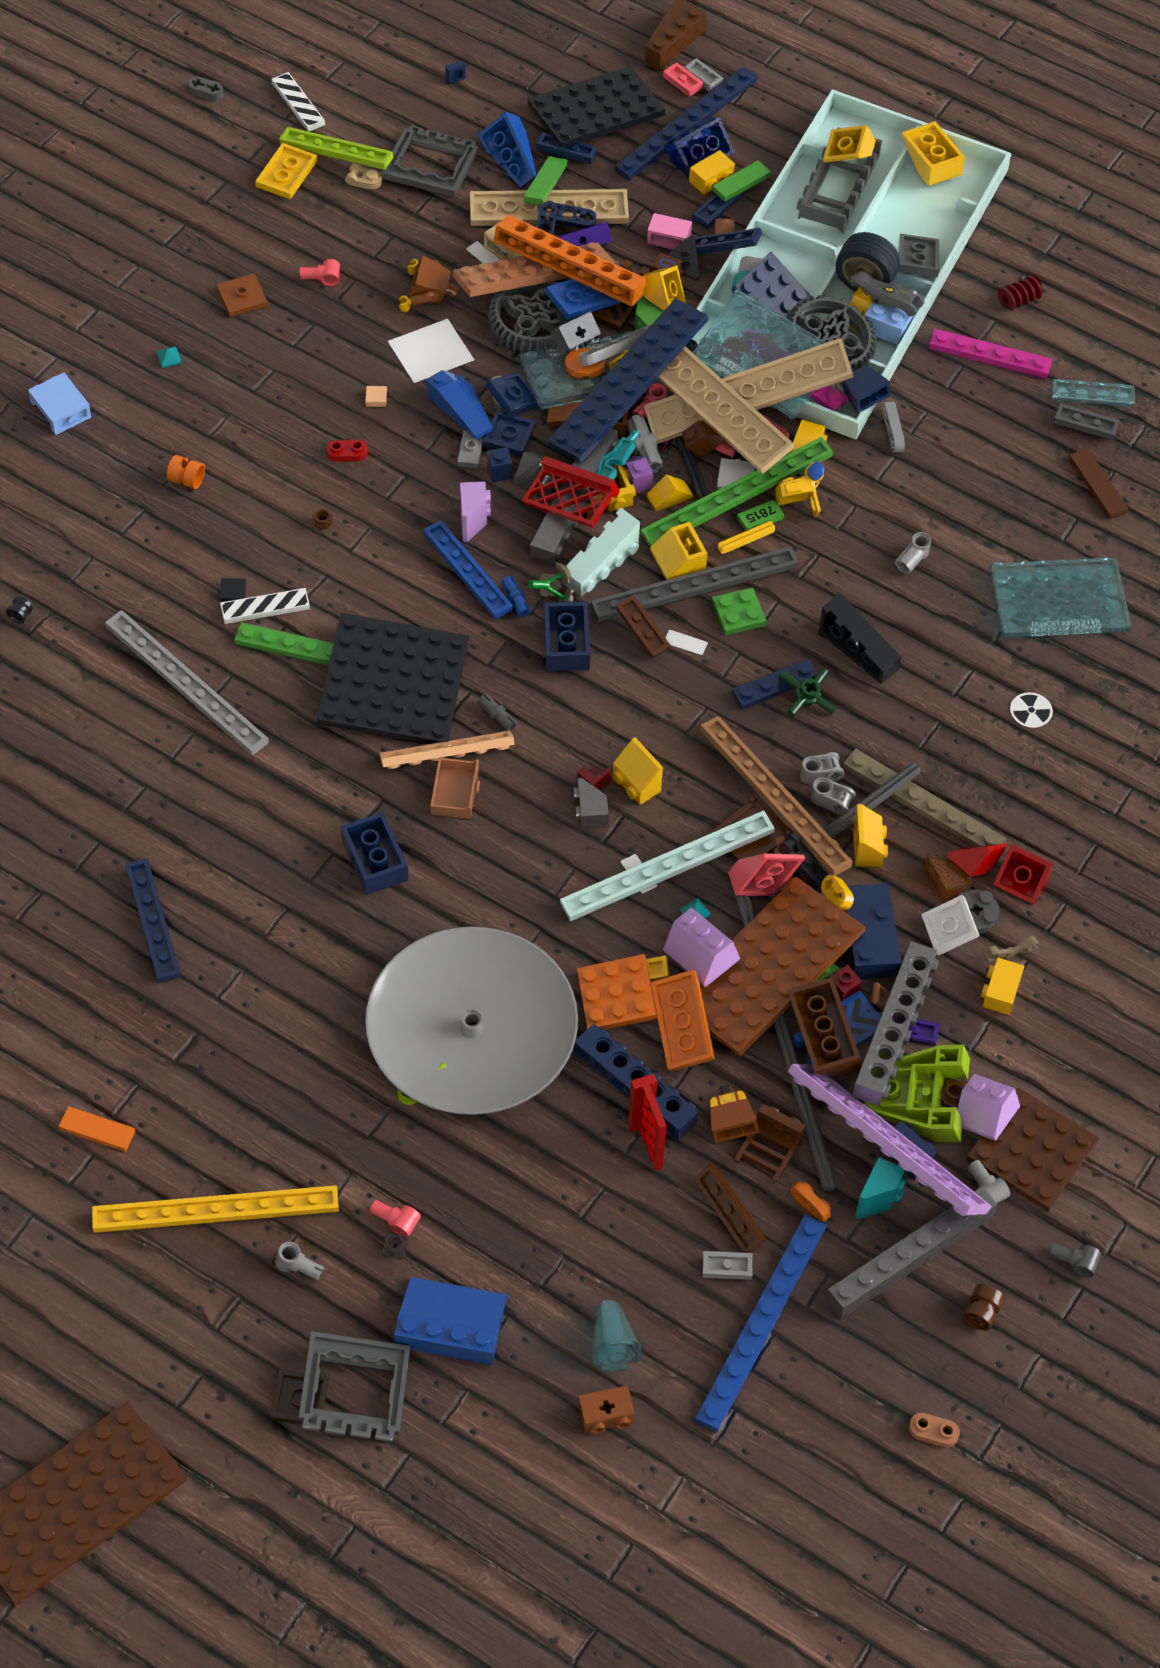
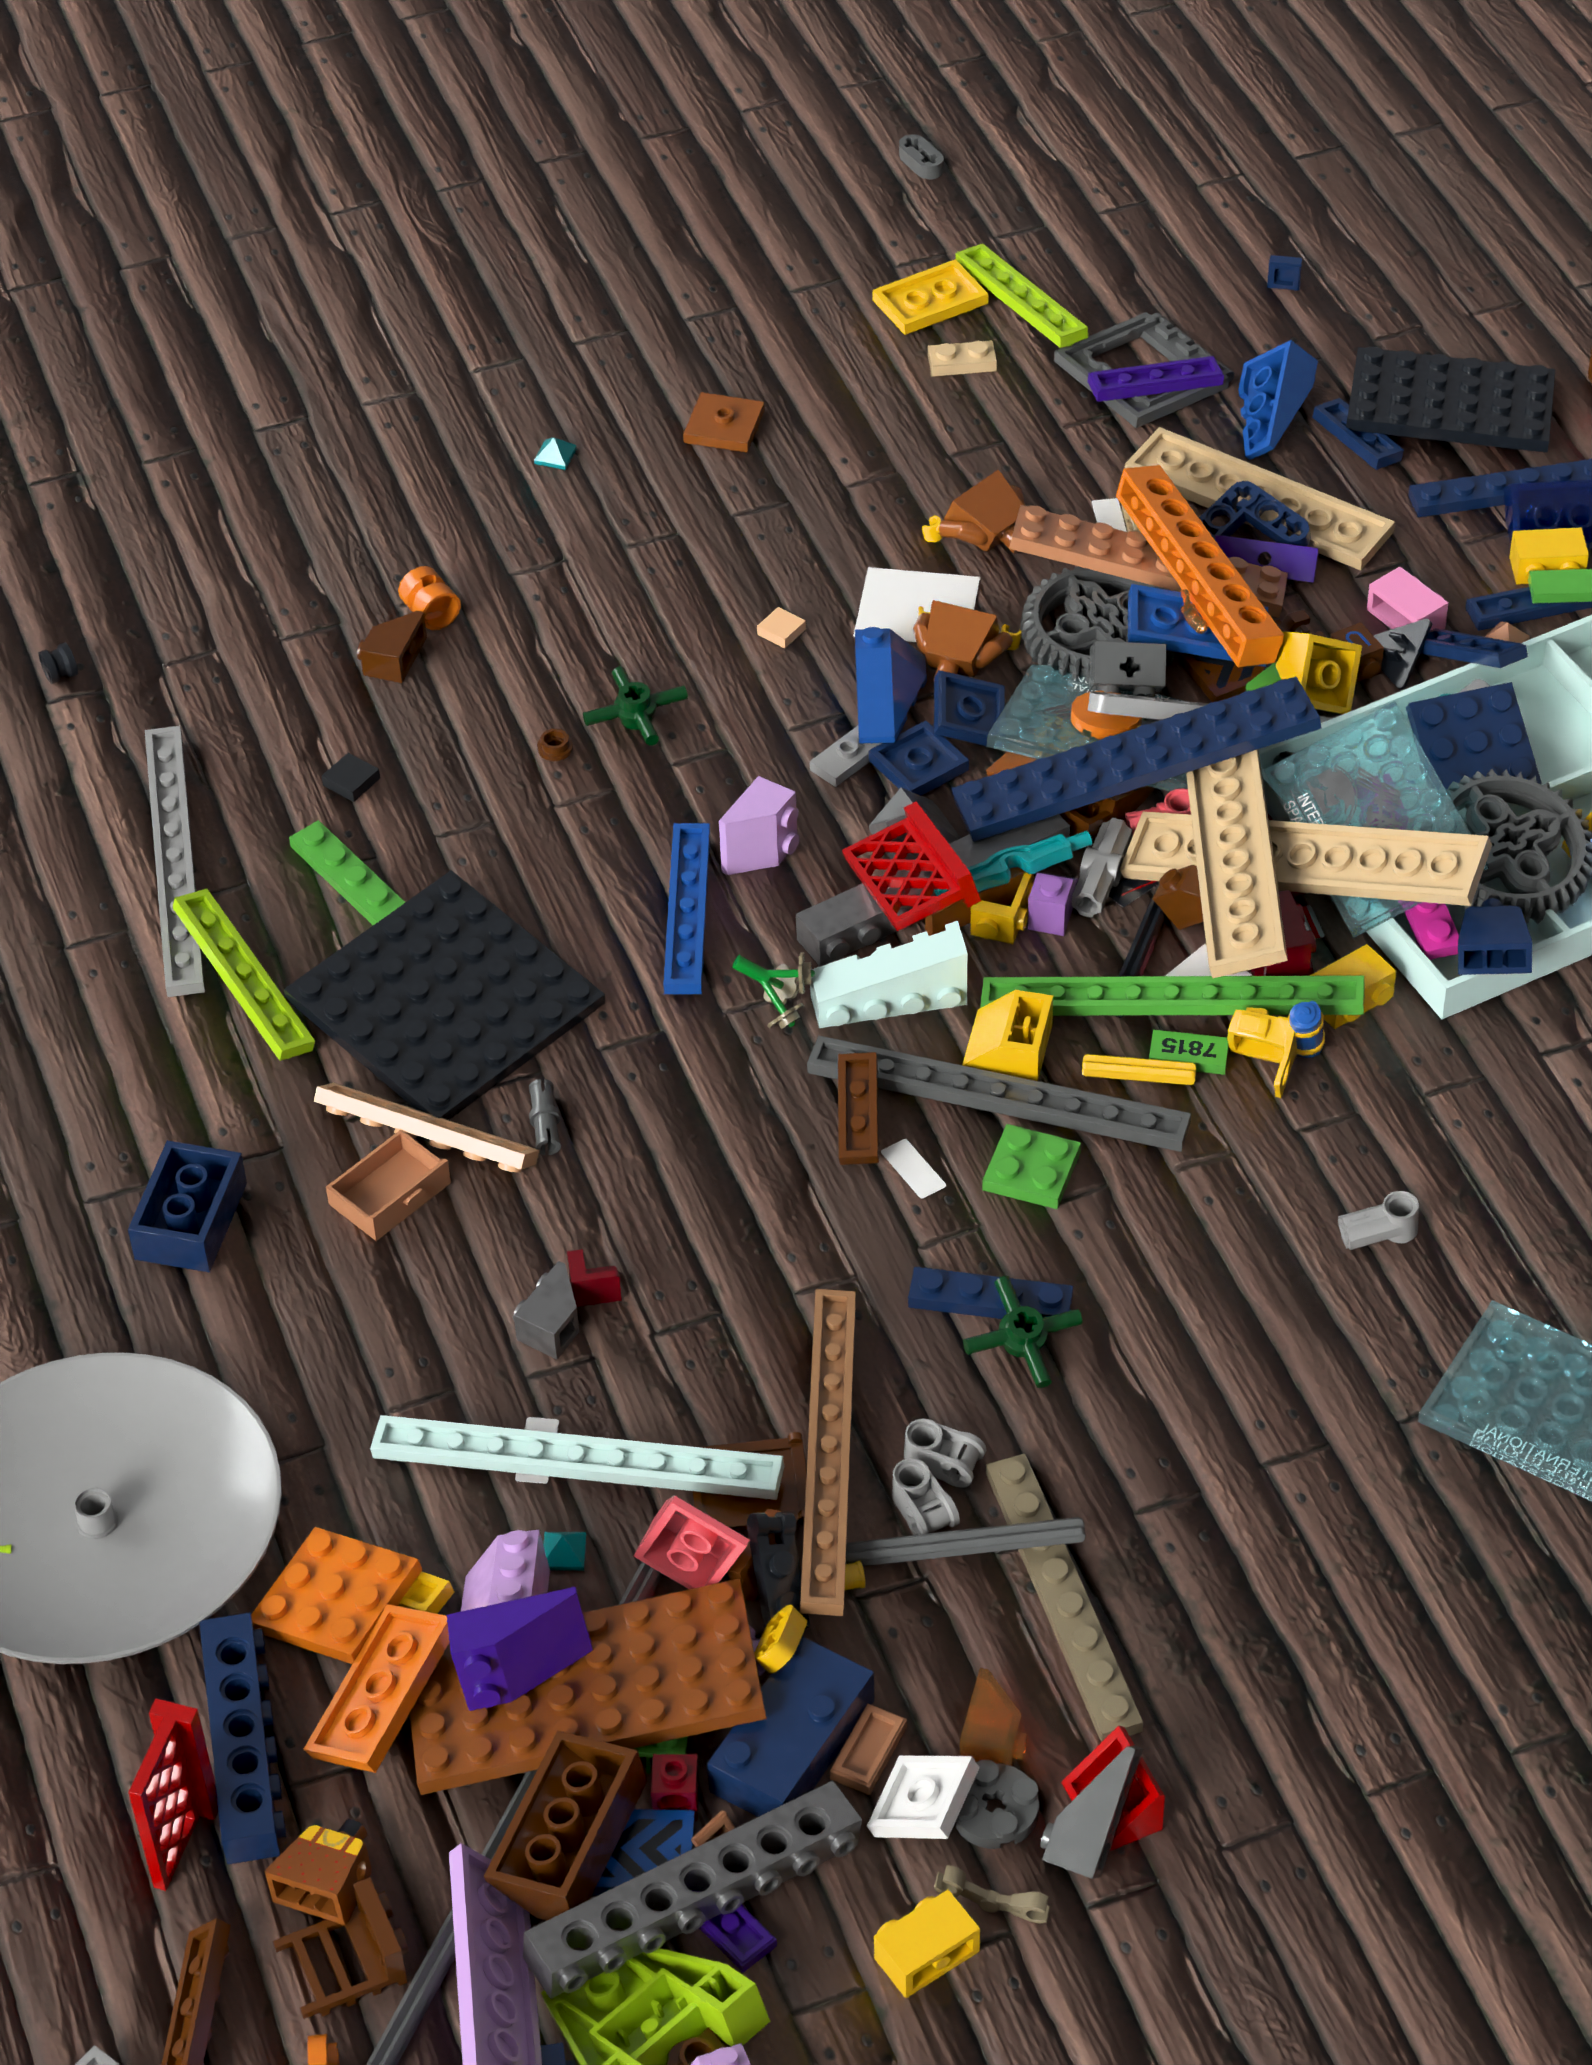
camera: 40 degrees right, 10 degrees down
(60, 403) = (355, 442): light blue panel -> none
(190, 510) = (393, 647): none -> reddish brown slope
(265, 606) = (373, 817): white tile -> none
(285, 722) = (243, 974): none -> lime plate
(298, 102) = (1031, 222): white tile -> none
(327, 272) = (859, 443): coral pin -> none
(332, 199) = (962, 358): none -> tan plate
(345, 476) = (635, 705): none -> dark green bar
(347, 450) = (668, 672): red plate -> none
(370, 178) = (1038, 355): tan plate -> none
(446, 164) = (1155, 378): none -> dark purple tile
(474, 359) = (961, 638): none -> dark orange torso
(499, 464) = (861, 792): dark blue brick -> none
(515, 596) = (720, 977): blue pin -> none
(545, 180) = (1281, 459): bright green tile -> none
(566, 636) = (733, 1063): dark blue brick -> none
(586, 289) = (1191, 615): none -> clear orange piece
(638, 772) = (653, 1304): yellow slope -> none
(669, 492) = (1080, 950): yellow slope -> none
(735, 967) = (516, 1645): none -> dark purple slope
(858, 639) = (1170, 1296): black wedge -> none
(868, 838) = (913, 1589): yellow slope -> none
(893, 427) = (1515, 1029): light grey beam -> none
(905, 920) = (868, 1749): none -> nougat tile
(977, 859) = (1054, 1722): red slope -> none
(1029, 894) = (1088, 1825): none -> slope
(1031, 710) = (1371, 1556): white sticker -> none

